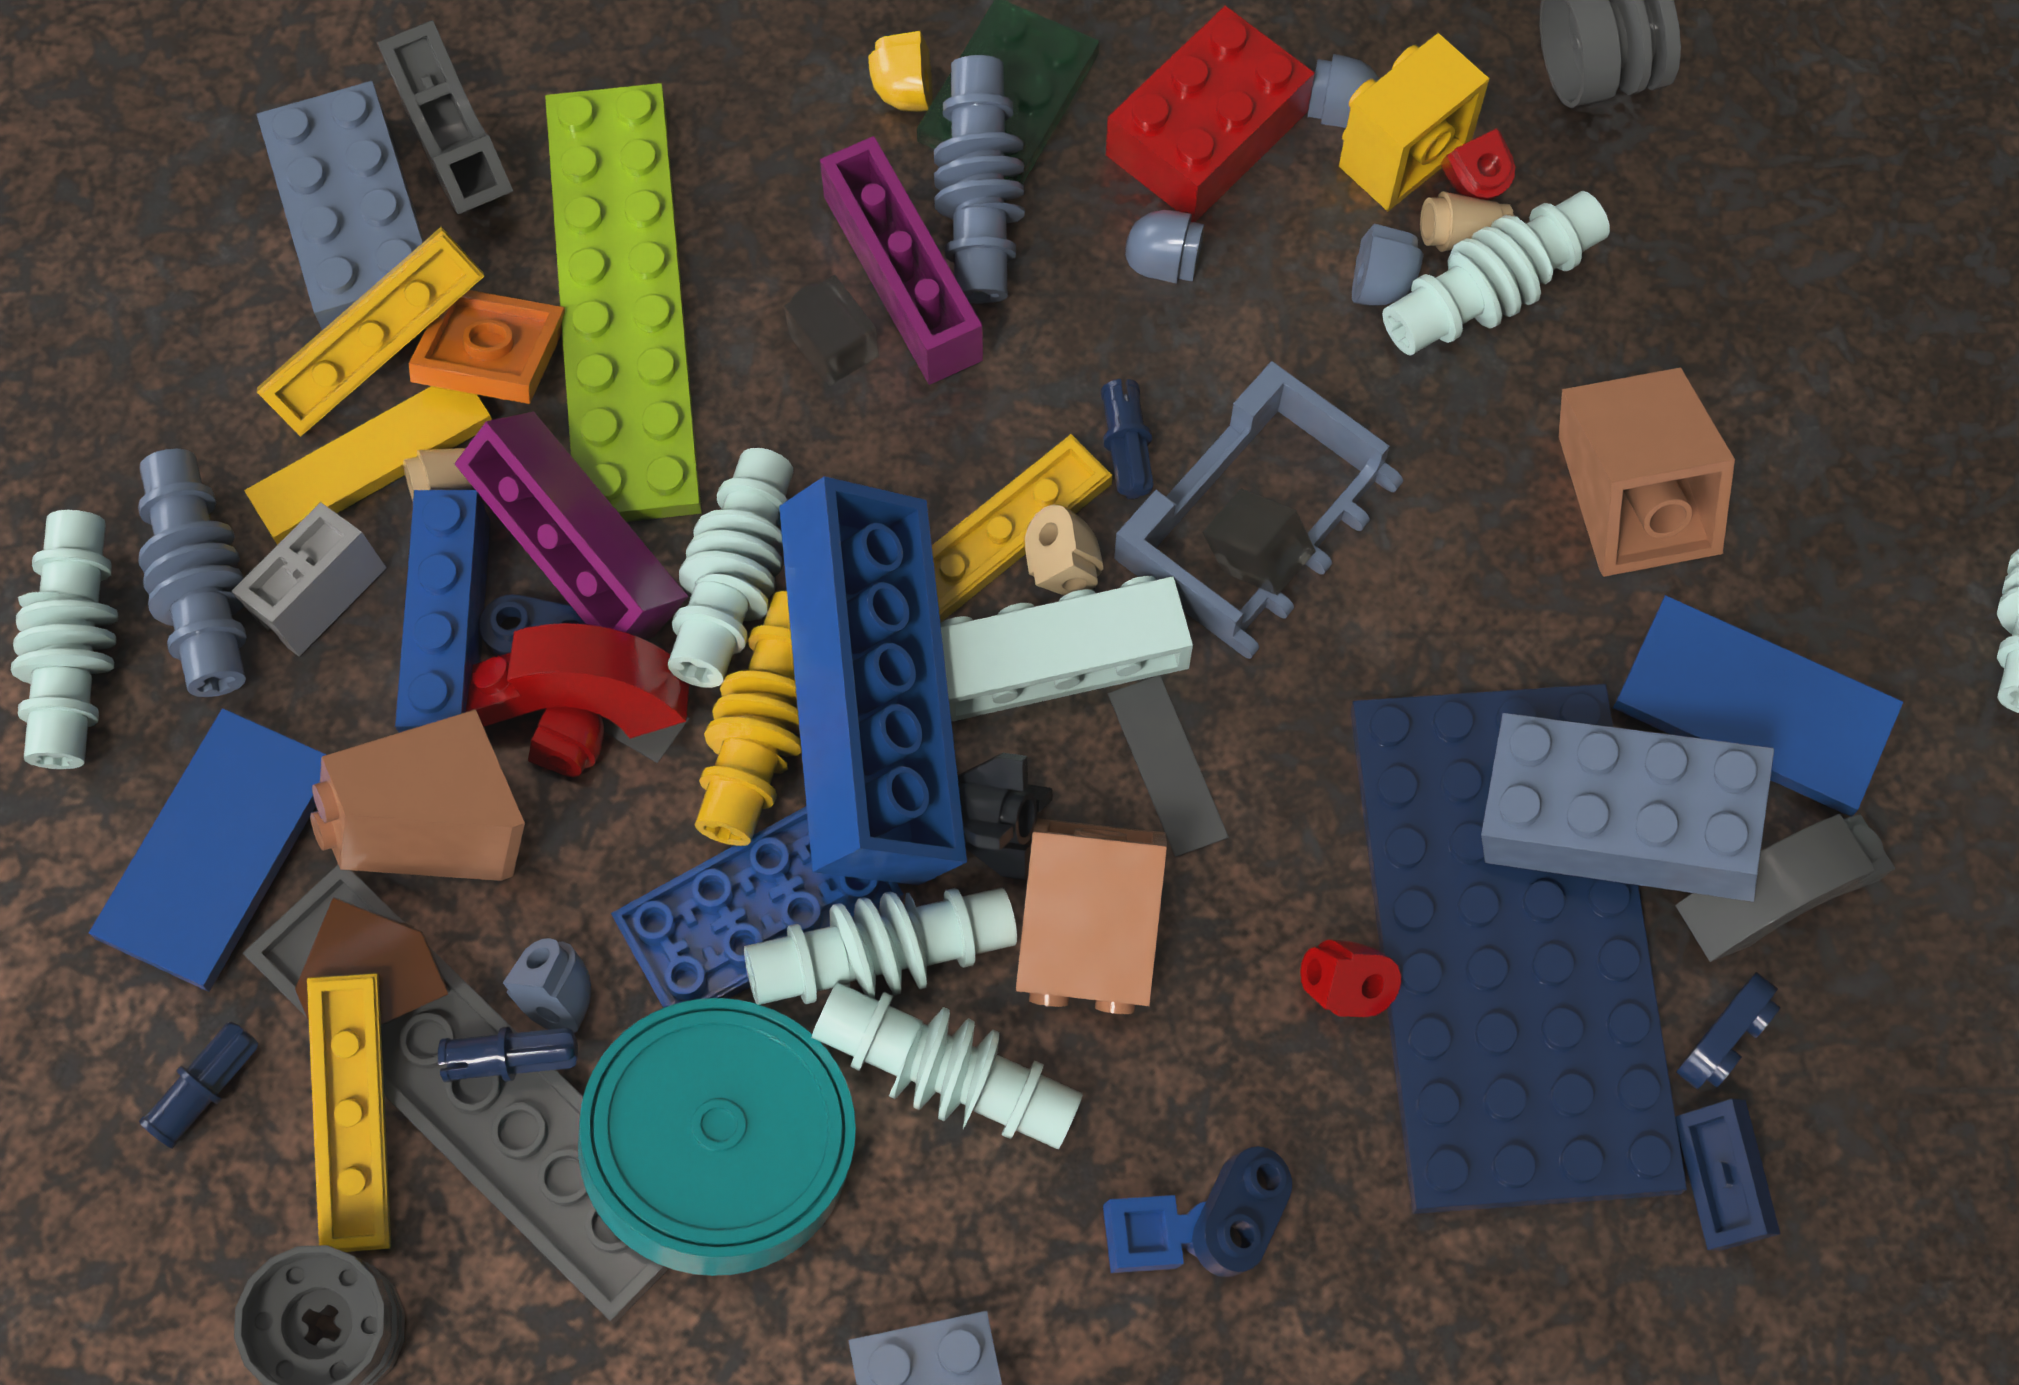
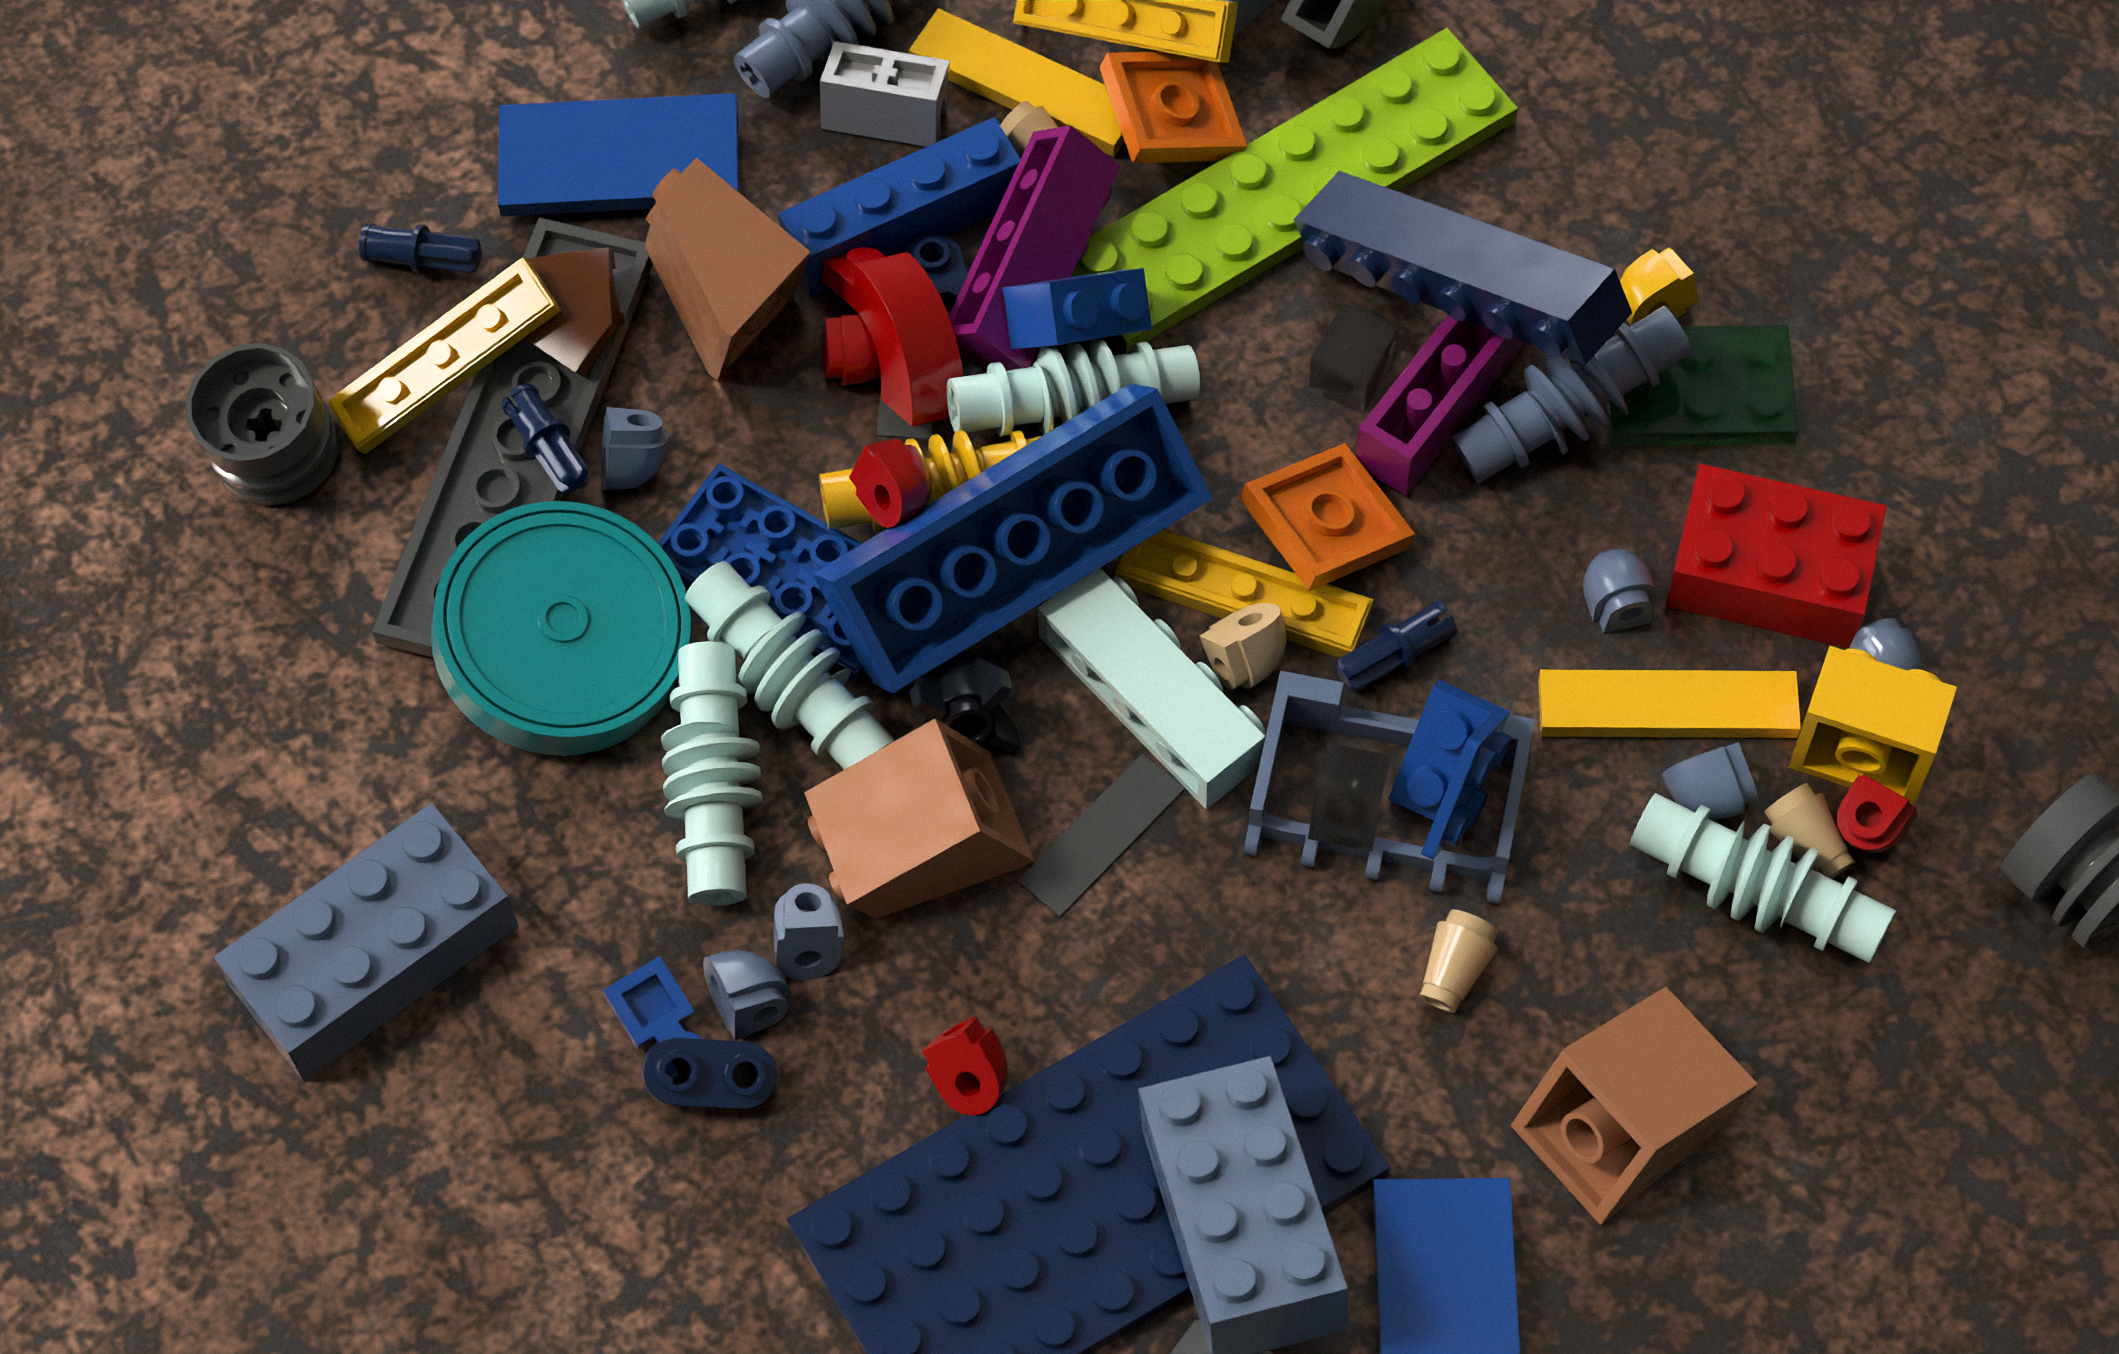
camera: 65 degrees right, 5 degrees down
(663, 517) = (1077, 308): none -> blue brick
(768, 755) = (892, 481): none -> red piece
(828, 186) = (1464, 267): none -> dark blue brick
(976, 427) = (1327, 516): none -> orange plate
(1145, 1056) = (807, 933): none -> sand blue piece
(1172, 1141) = (746, 991): none -> sand blue piece
(1288, 265) = (1669, 703): none -> yellow tile
(1288, 440) = (1449, 762): none -> blue bracket
(1443, 537) = (1457, 958): none -> tan cone

